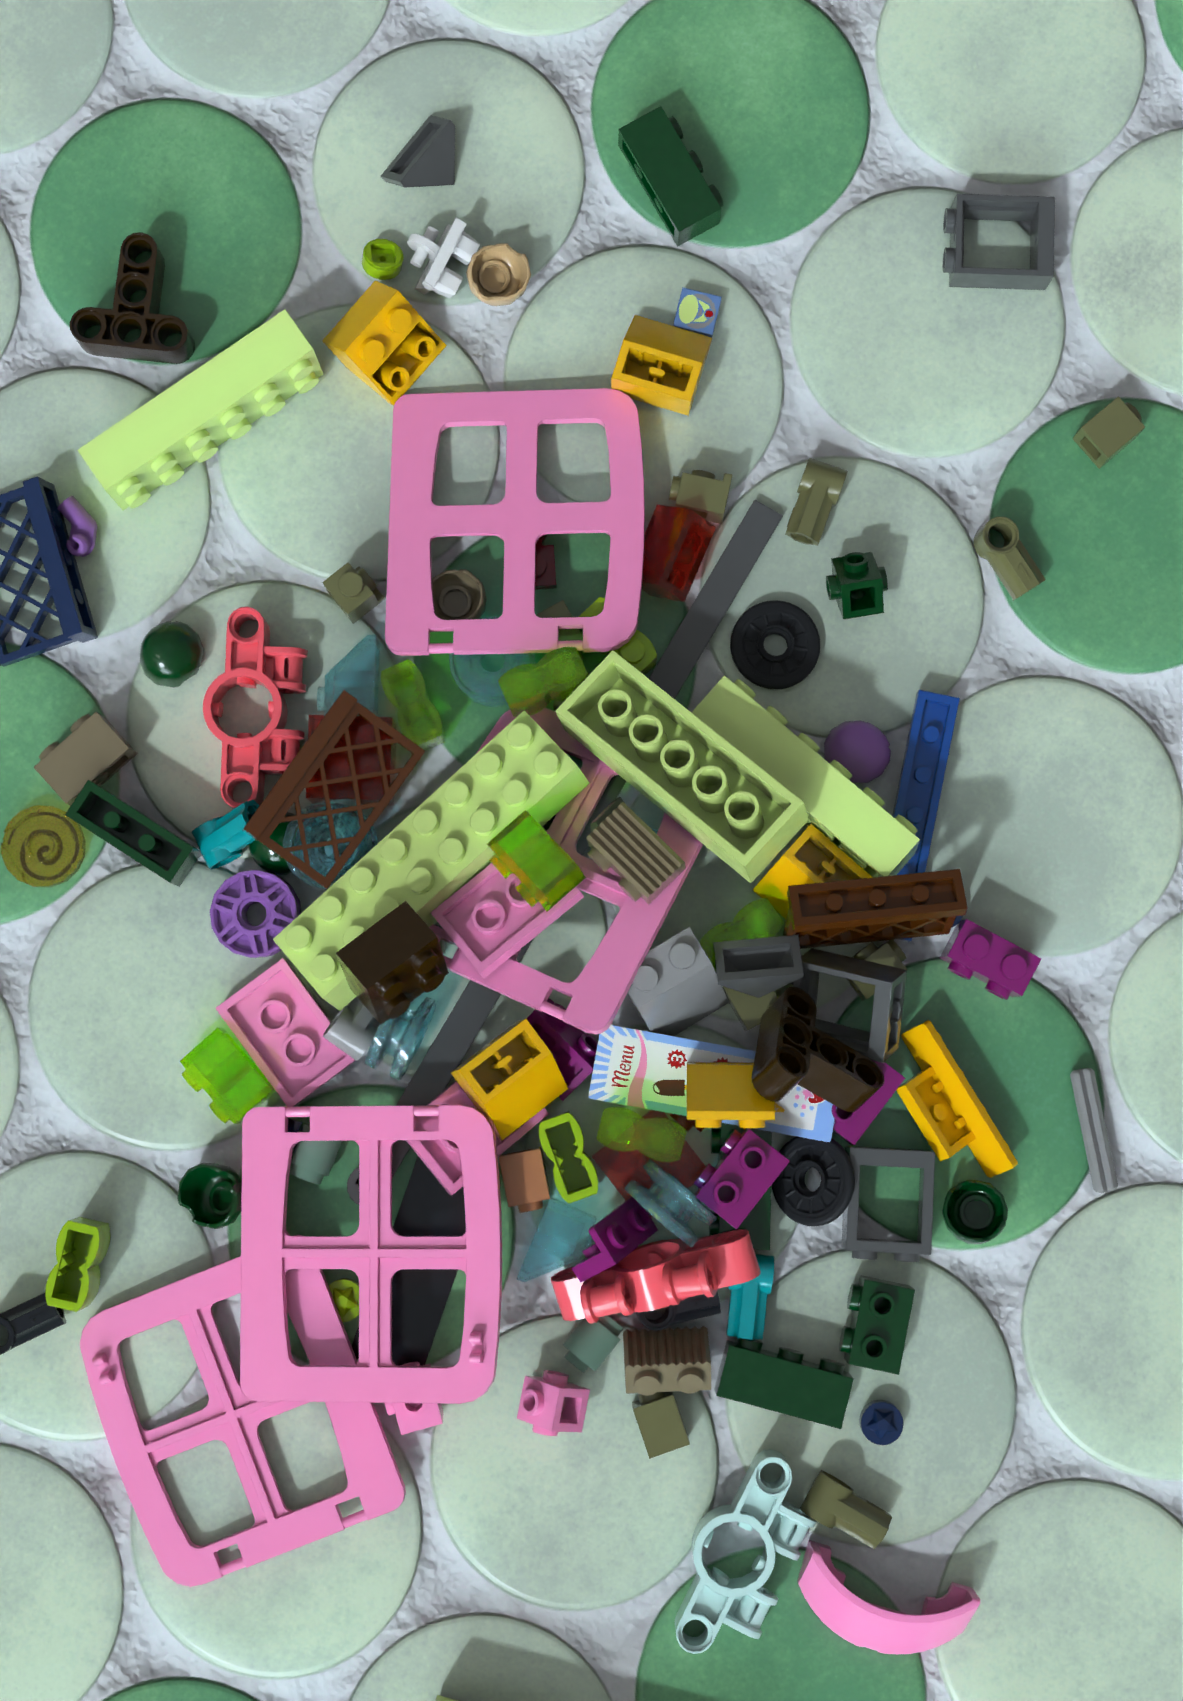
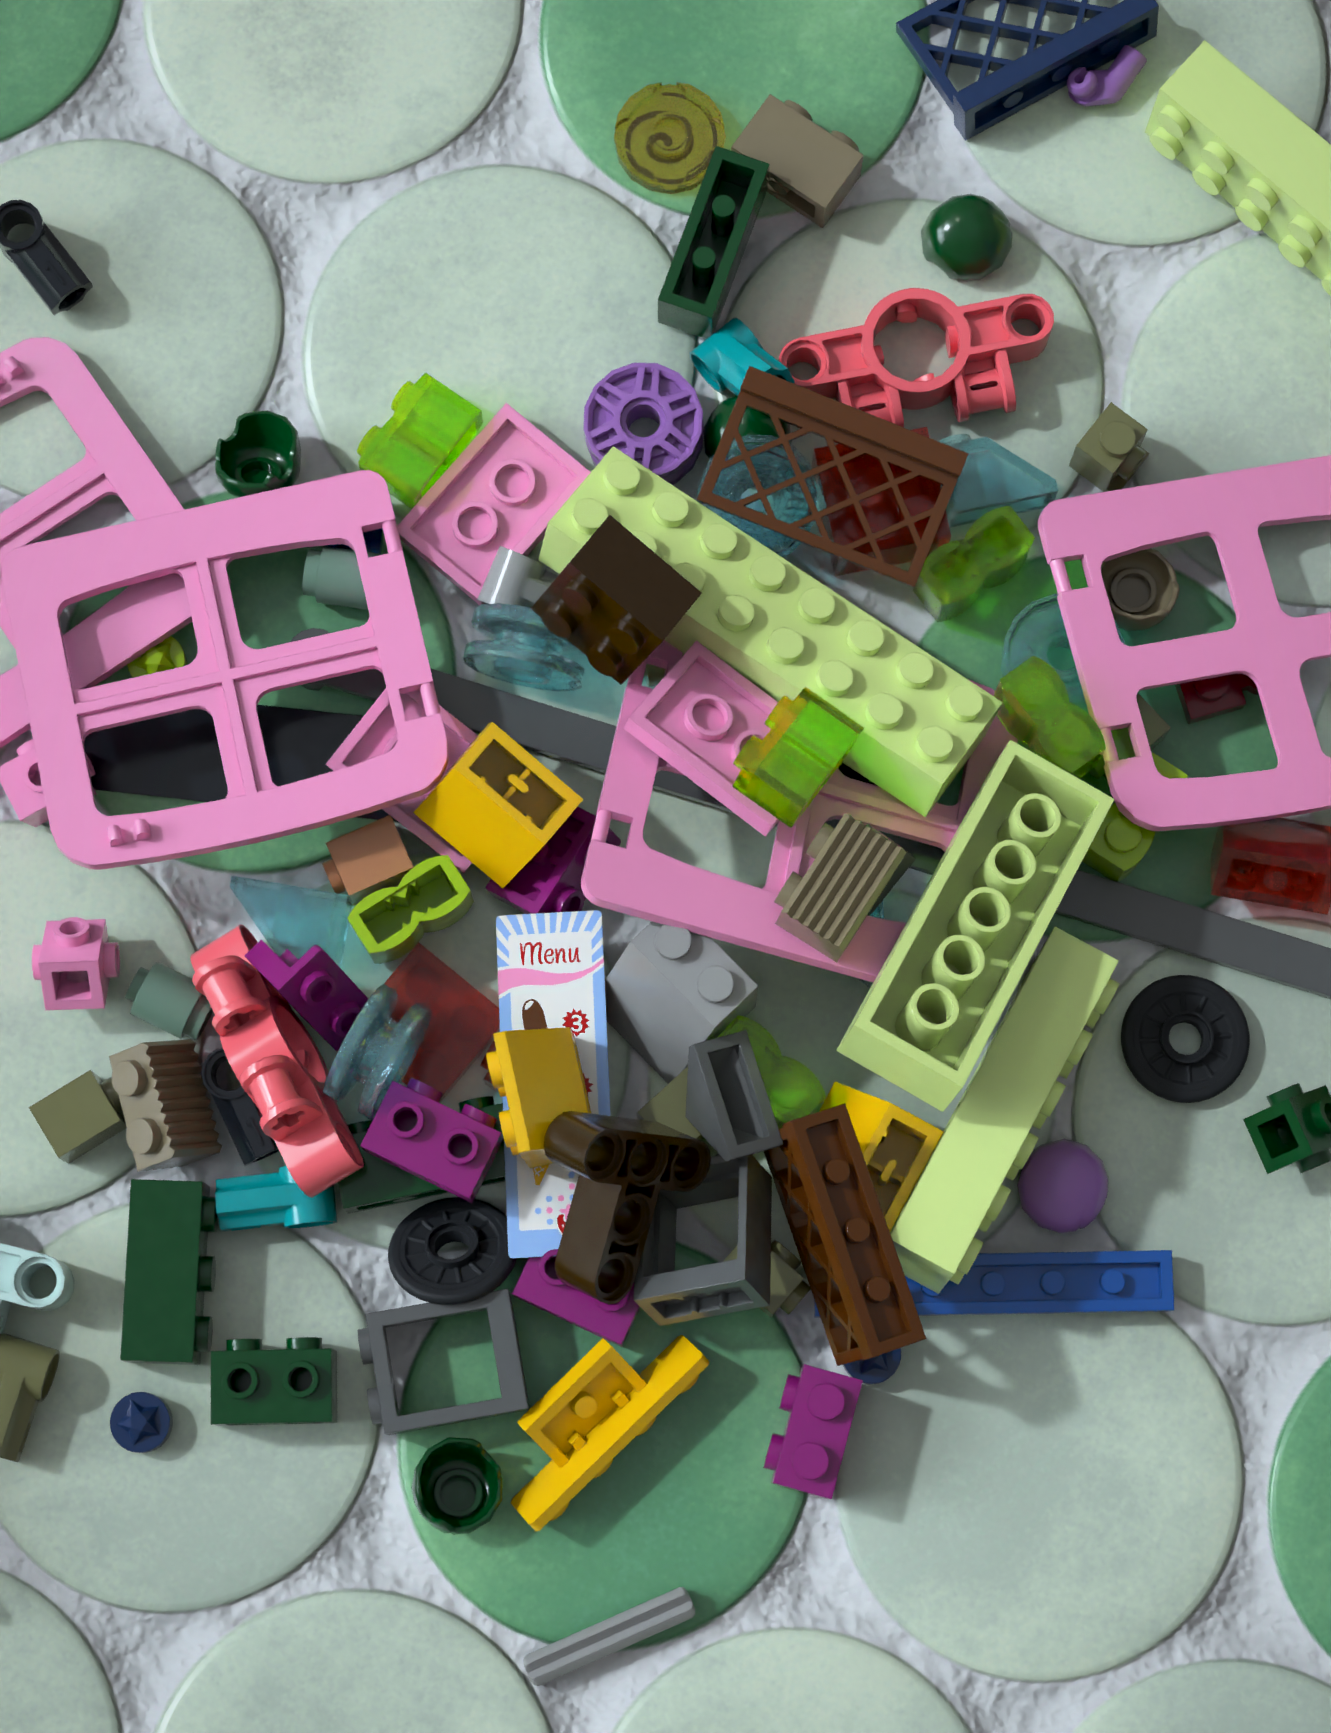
camera: 75 degrees right, 5 degrees down
(77, 1274) = (120, 308): lime brick -> none
(653, 1136) = (465, 980): clear neon green brick -> none

